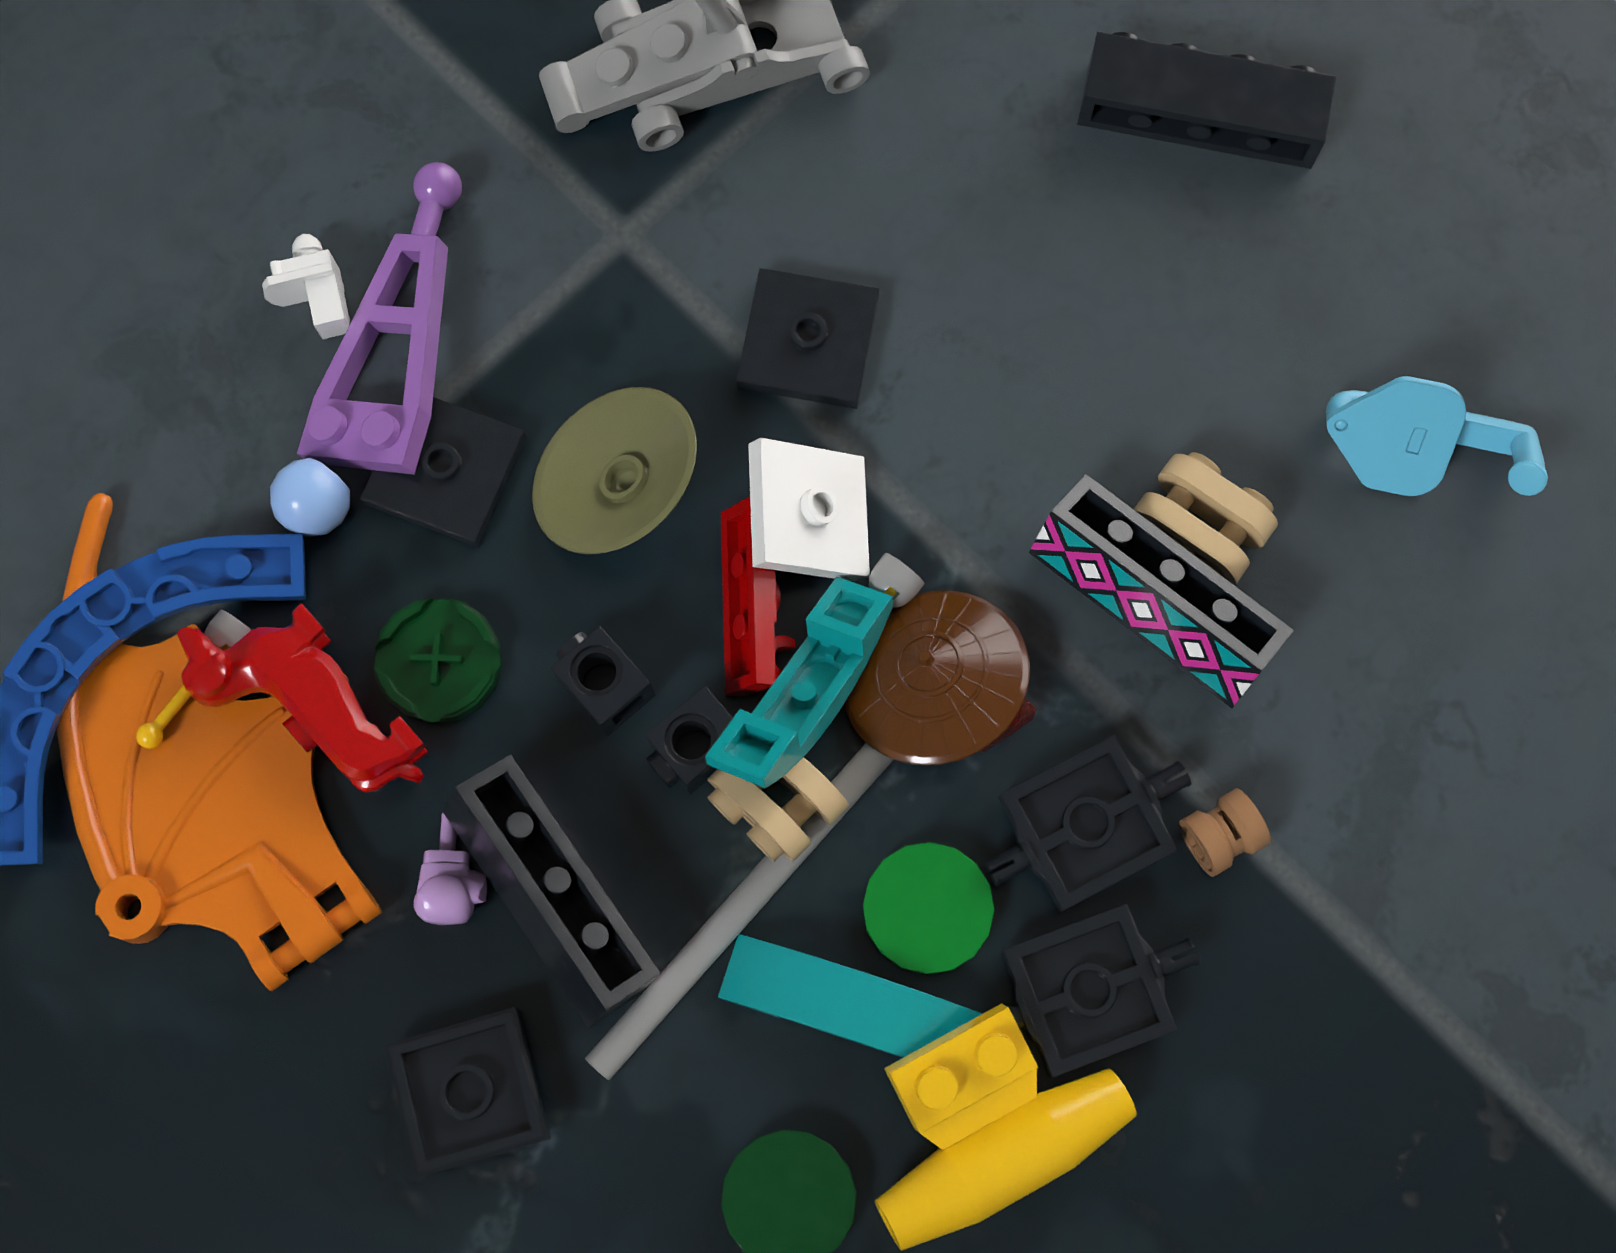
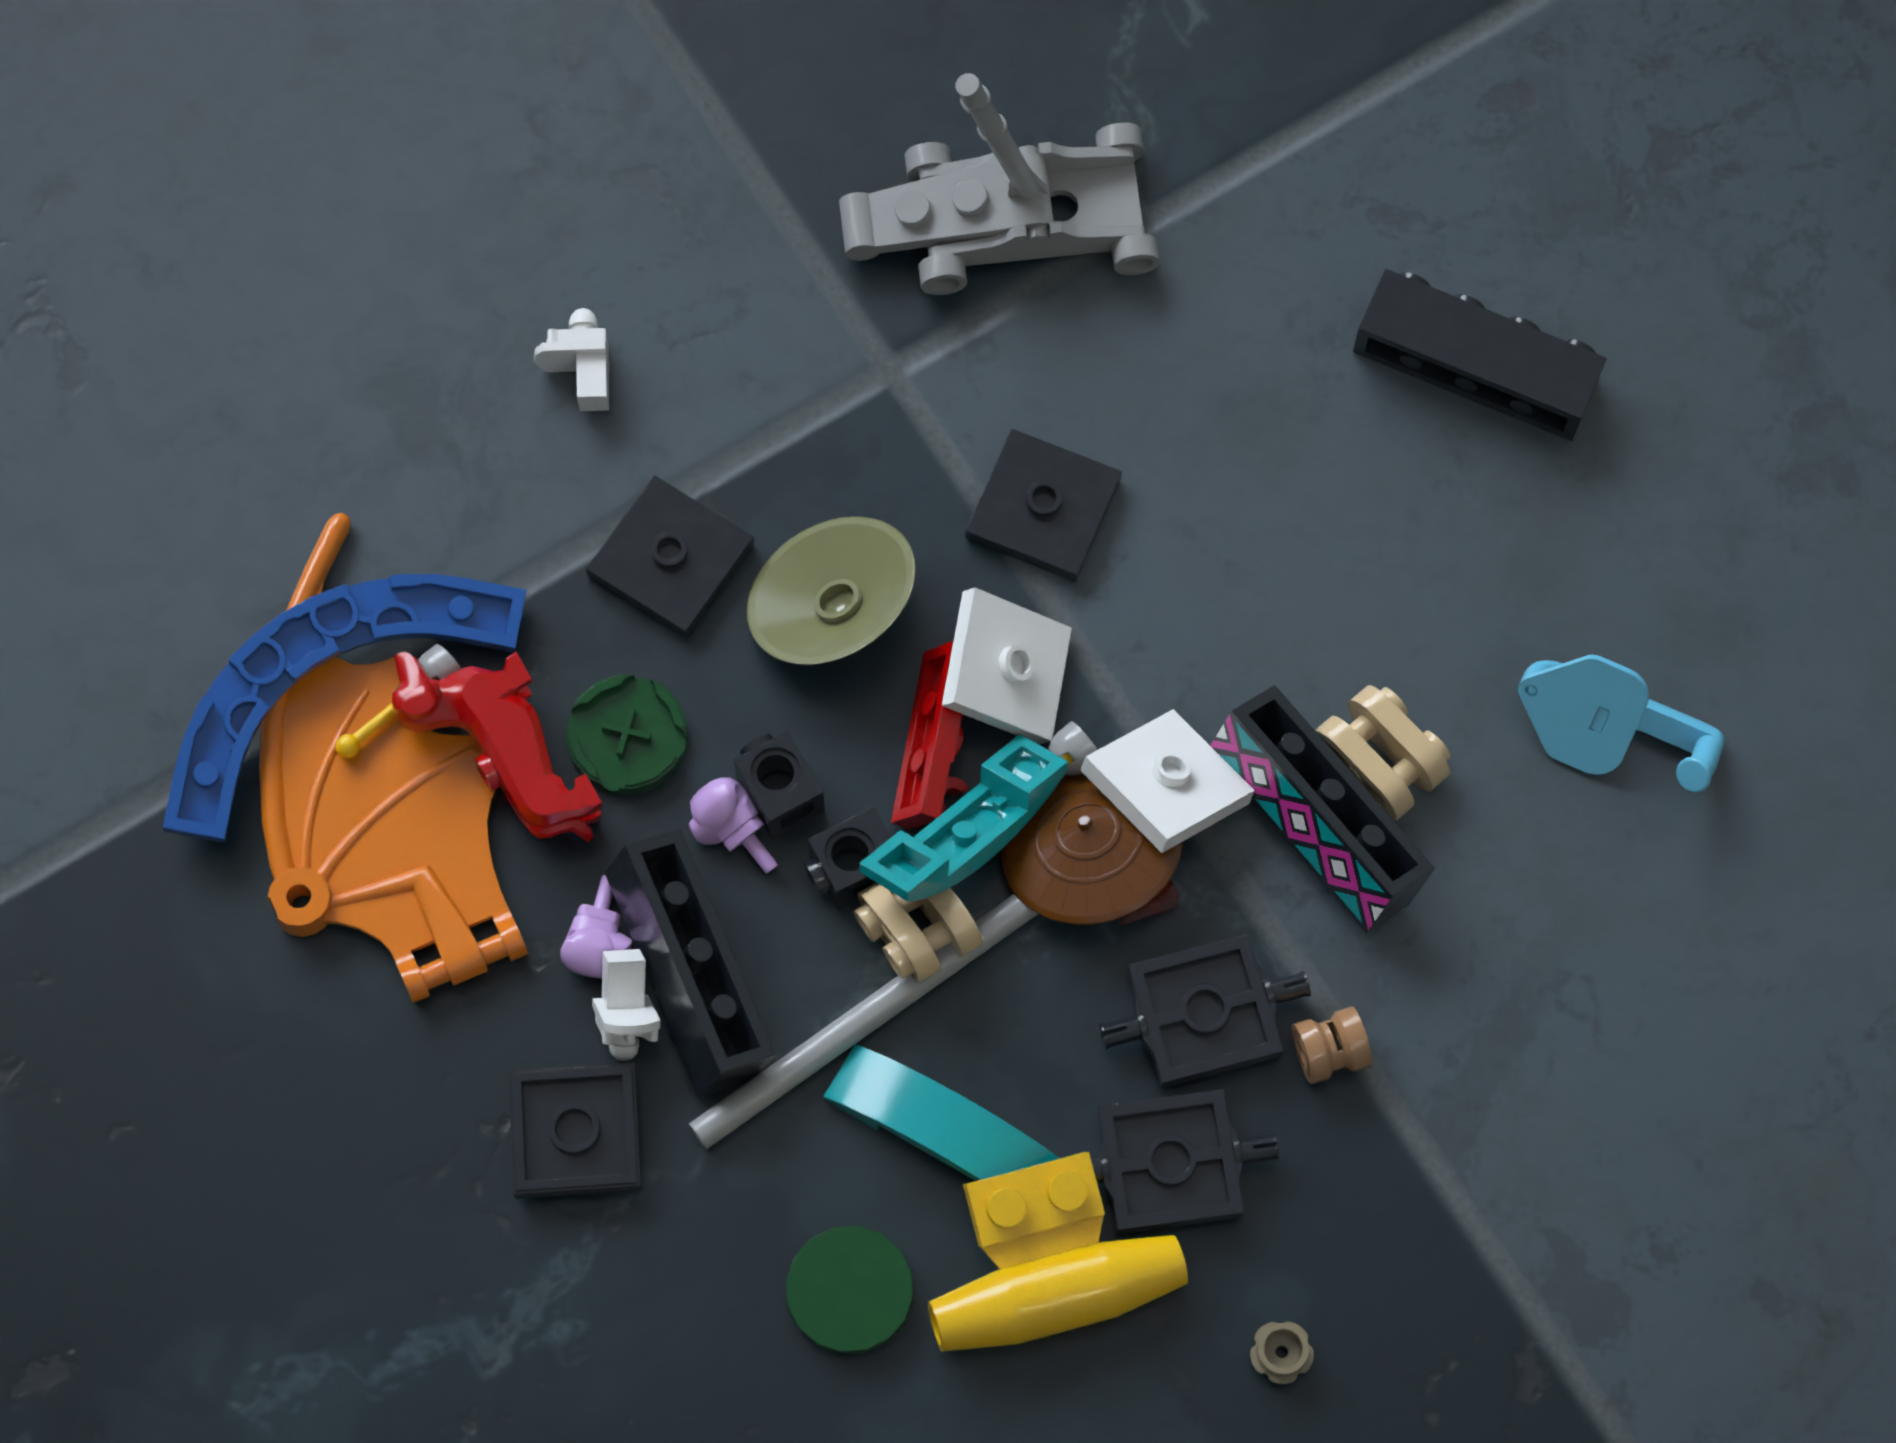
camera: 10 degrees right, 5 degrees down
(309, 498) = (538, 557): light blue piece -> none
(379, 433) = (617, 511): medium lavender plate -> none
(492, 952) = (624, 1008): none -> white piece
(557, 723) = (728, 815): none -> lavender piece
(928, 908) = (1037, 1057): green tile -> none
(997, 595) = (1167, 780): none -> white plate
(1265, 1170) = (1285, 1335): none -> dark tan plate

